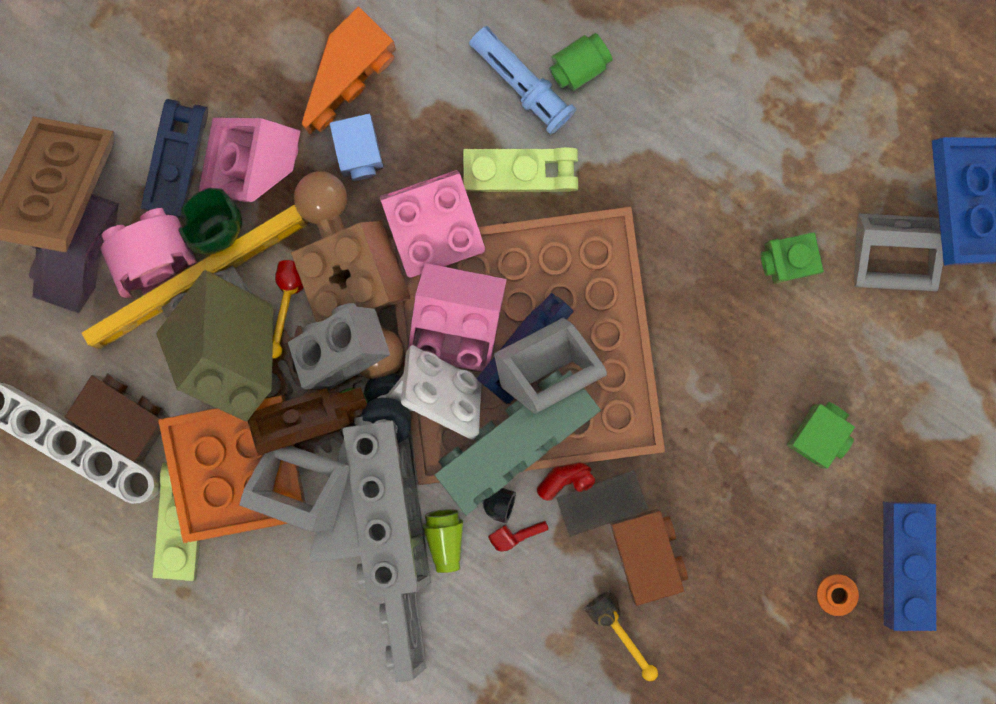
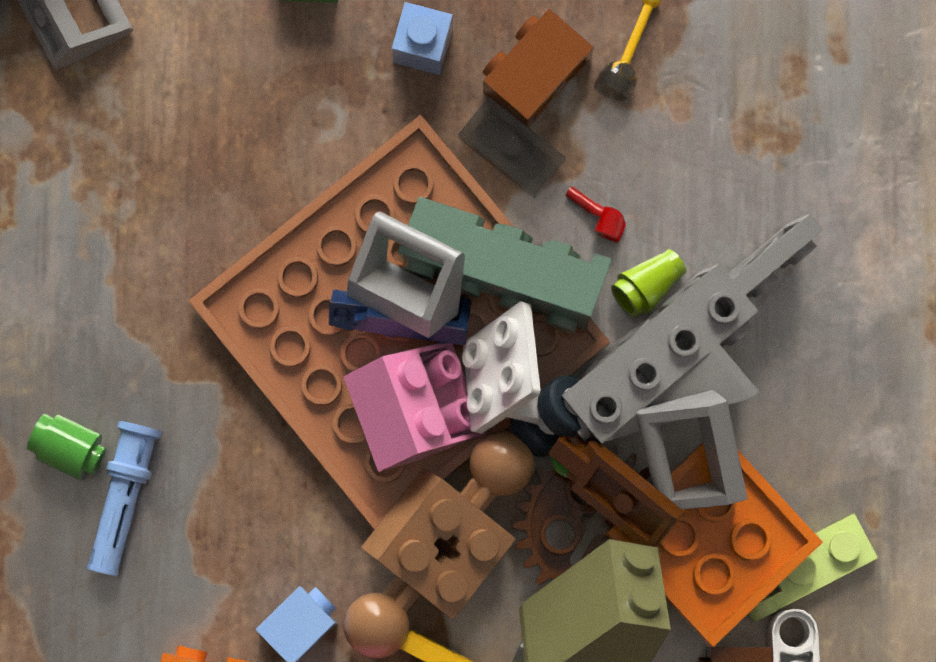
camera: 125 degrees left, 5 degrees down
(289, 283) = (484, 606): hinge -> none
(338, 347) = (526, 496): light grey brick -> none
(433, 223) = (329, 494): bright pink bracket -> none
(500, 505) = (583, 244): black hinge -> none
(519, 170) = (220, 443): yellowish green plate -> none
(562, 475) = (508, 201): red arm -> none
(720, 487) = (422, 38): none -> light blue brick
(791, 258) = (142, 108): bright green bracket -> none

